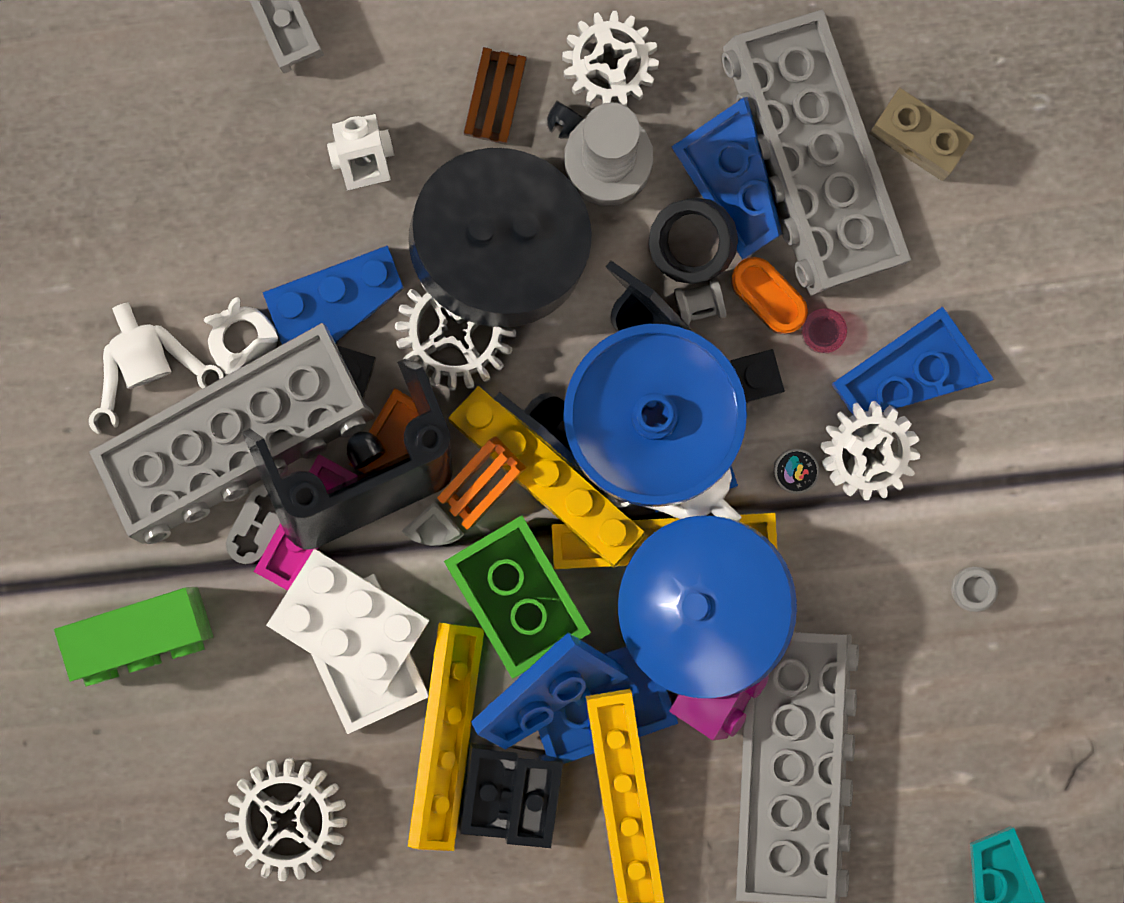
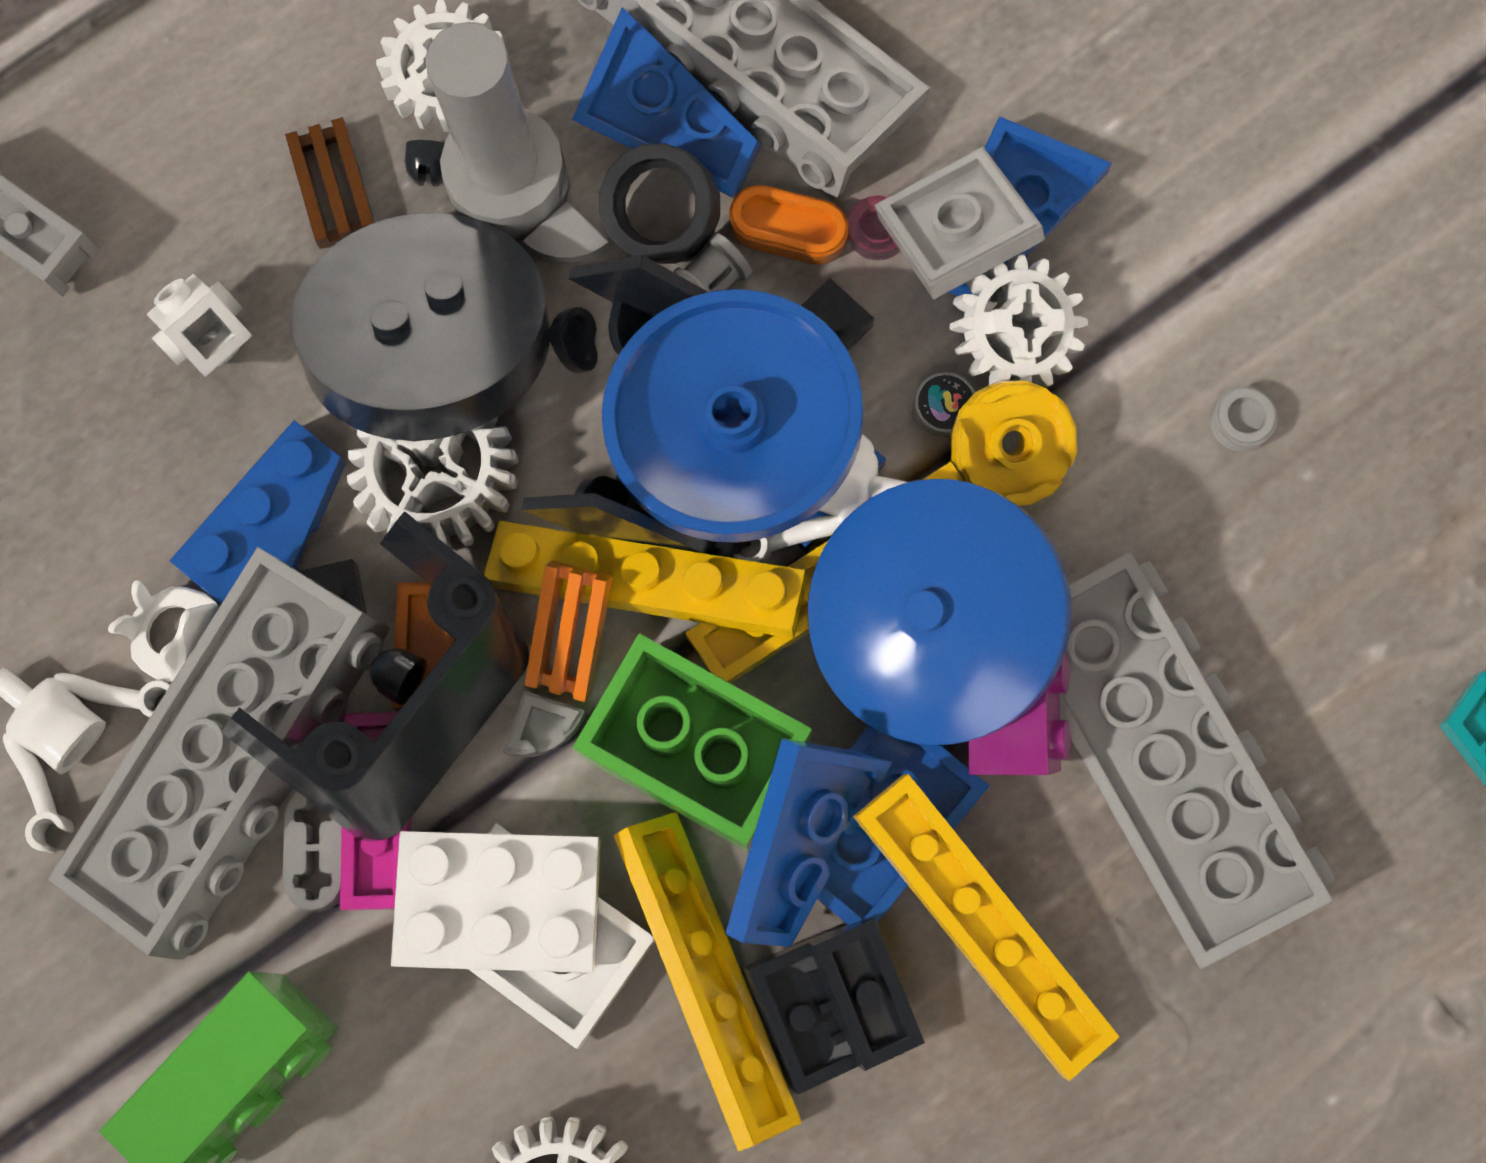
camera: 25 degrees left, 10 degrees down
(590, 294) = (573, 339): none -> black piece
(623, 222) = (566, 238): none -> light grey tile
(826, 543) = (1044, 447): none -> yellow plate
(870, 367) = (959, 222): none -> light grey plate

